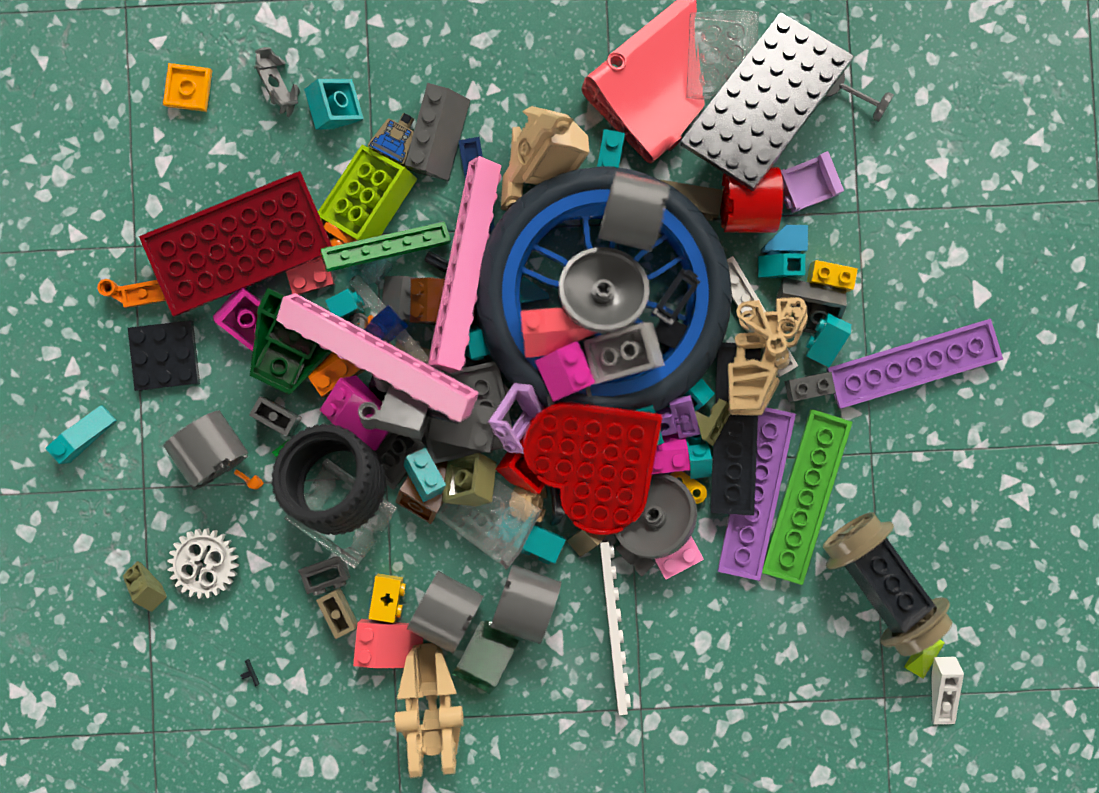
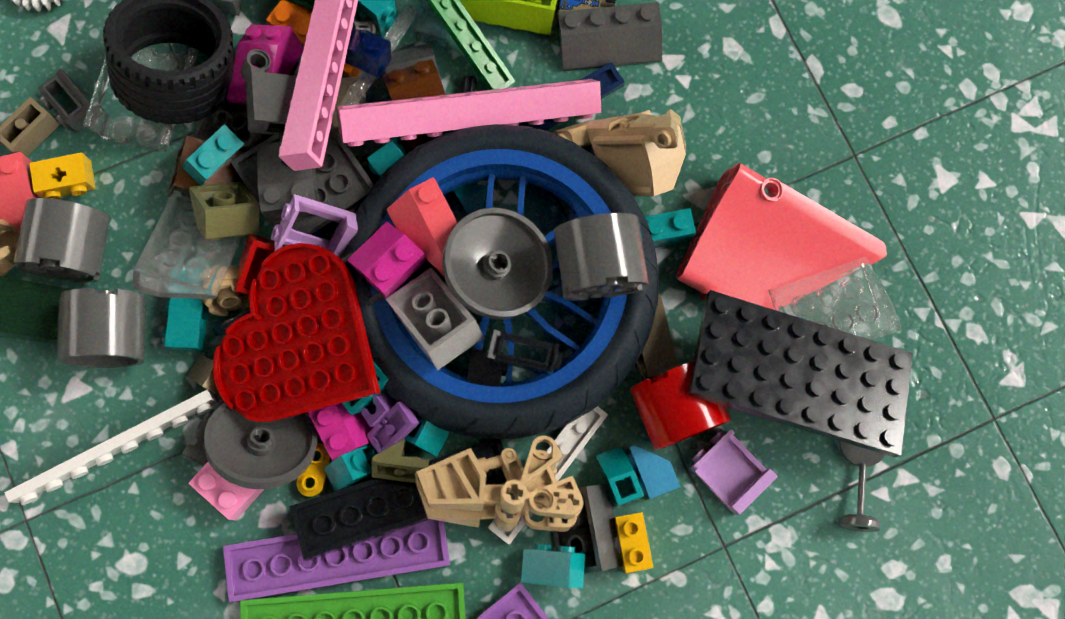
camera: 60 degrees right, 10 degrees down
(810, 386) = (488, 569): dark grey brick -> none

